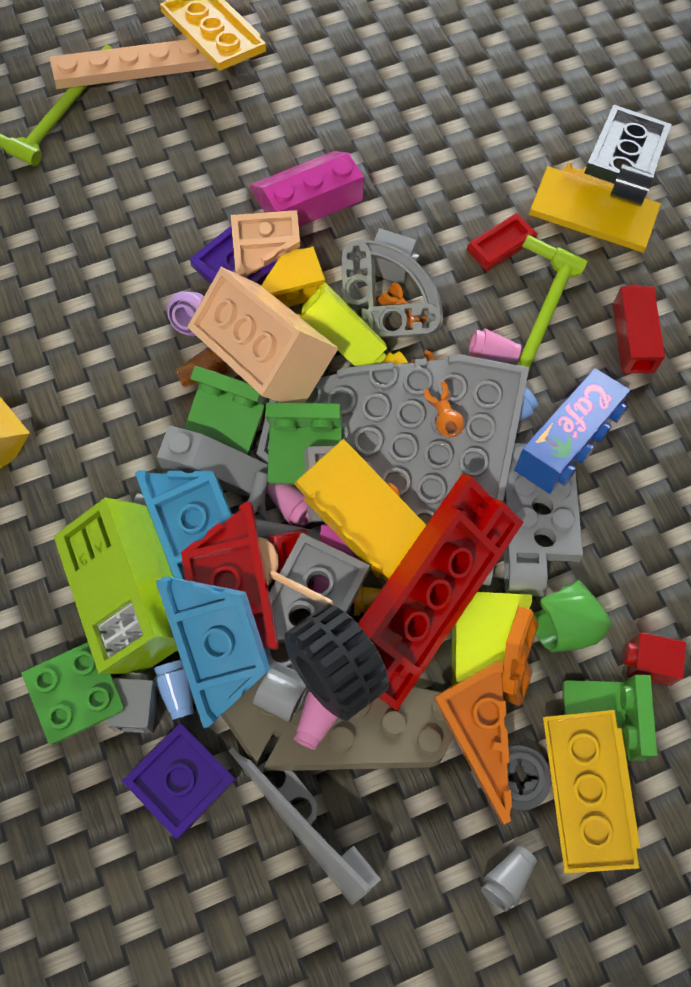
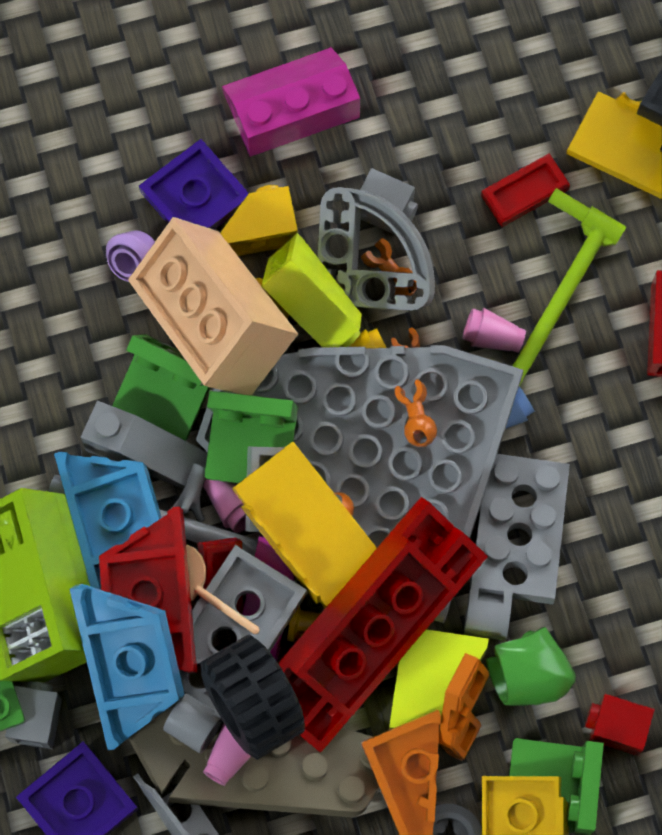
camera: 10 degrees right, 5 degrees up
(174, 689) = (80, 704): light blue cone -> none
(206, 359) = (137, 323): clear orange cone -> none
(263, 239) = (228, 171): light nougat wing -> none
(572, 430) = (567, 448): brick -> none

